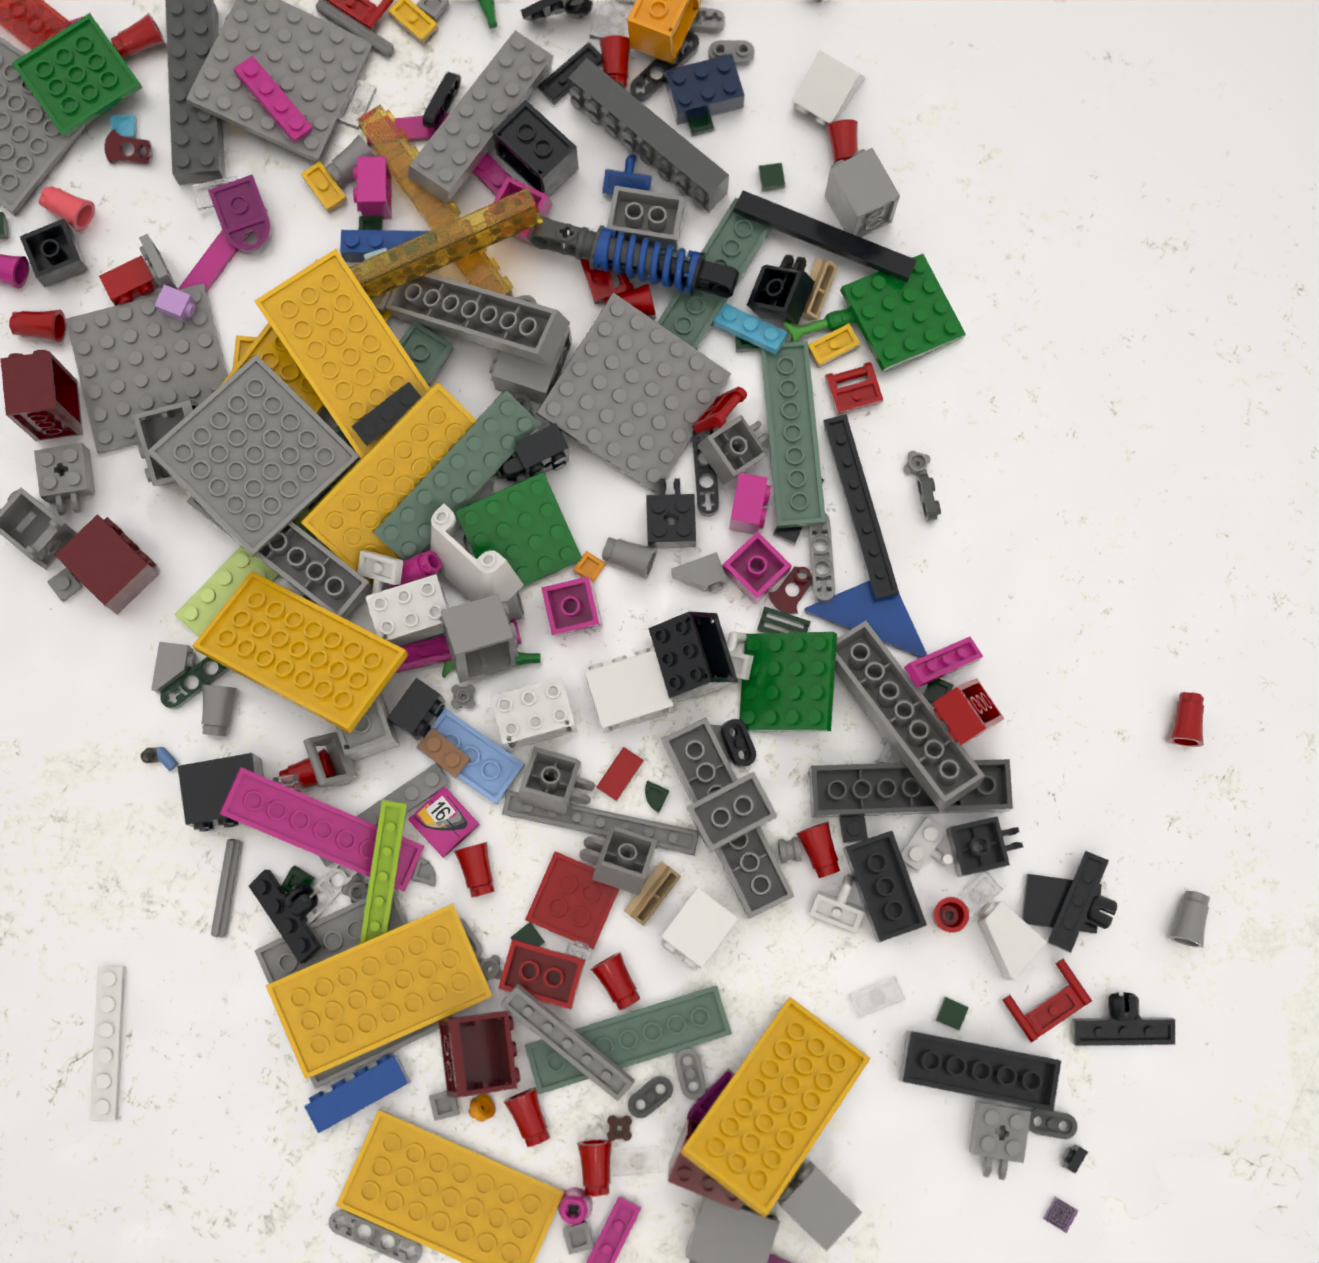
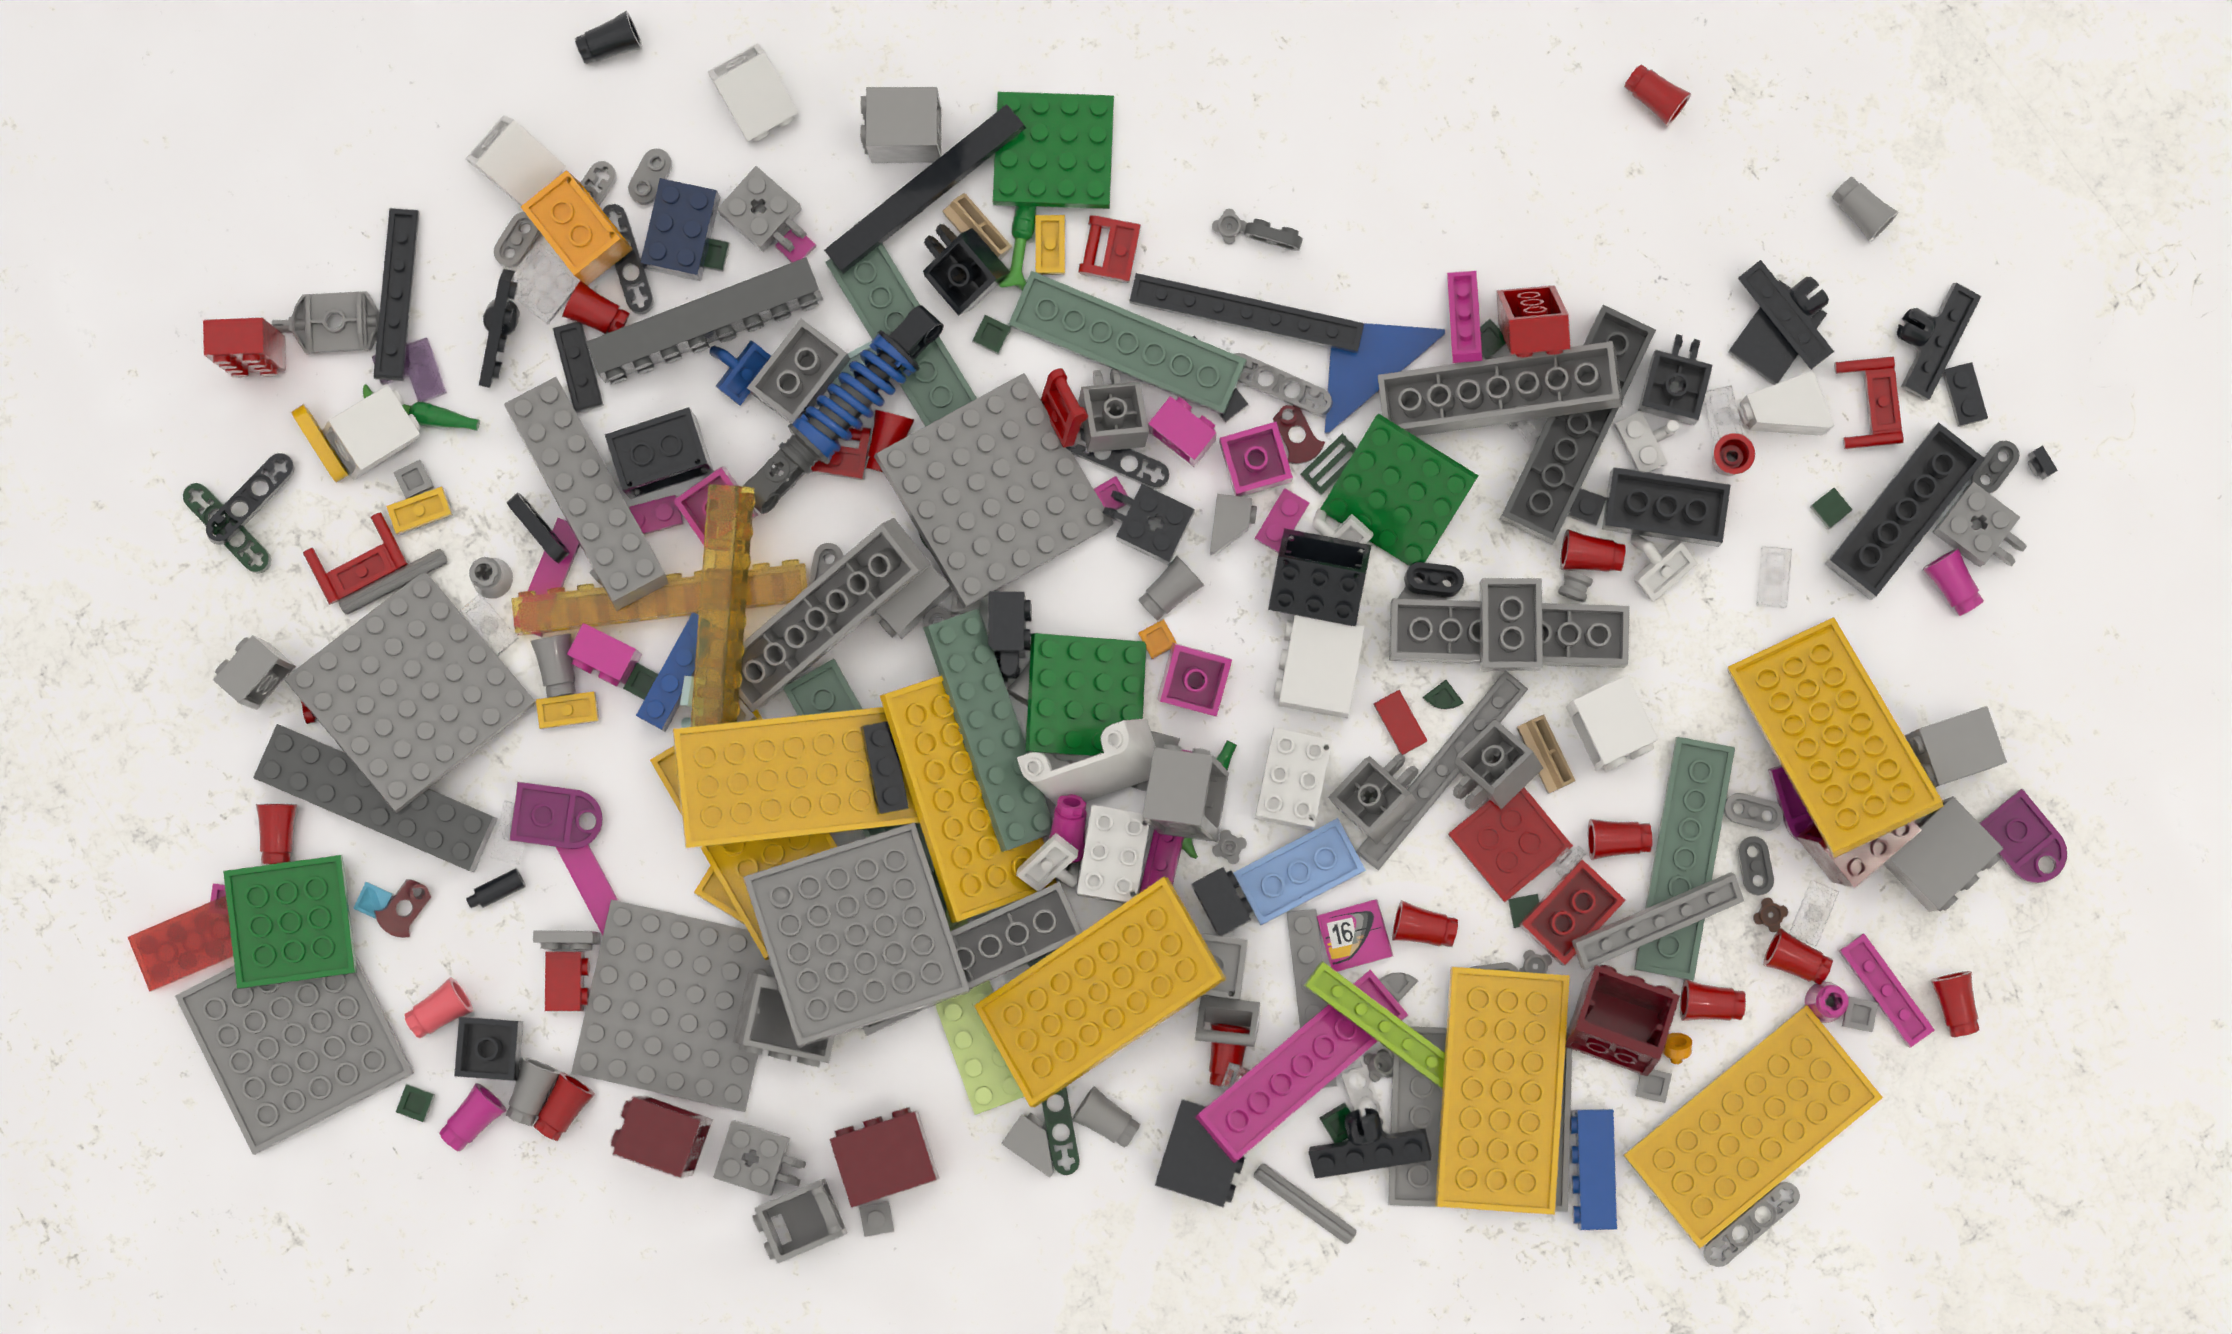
camera: 55 degrees left, 5 degrees up
(39, 297) = (531, 1090): none -> light grey plant
(159, 754) = (1122, 1205): arm -> none
(173, 204) = (496, 889): none -> black cylinder
(175, 304) = (626, 940): lavender brick -> none
(273, 99) = (445, 714): dark pink plate -> none
(390, 86) = (498, 582): none -> light grey plant
(444, 753) = (1282, 897): medium nougat plate -> none
(675, 473) = (1105, 490): none -> dark pink tile
(728, 610) = (1284, 514): none -> dark pink plate
(738, 173) = (802, 248): none -> dark pink tile
(750, 328) = (985, 325): medium azure plate -> none
(751, 147) = (766, 227): none -> light grey hinge
(771, 176) = (819, 208): dark green tile -> none
(843, 138) = (829, 110): red plant -> none
(947, 1138) = (1954, 581): none -> dark pink plant
(1060, 1214) = (2089, 508): clear purple tile -> none
(1093, 1071) = (1965, 394): none -> black plate

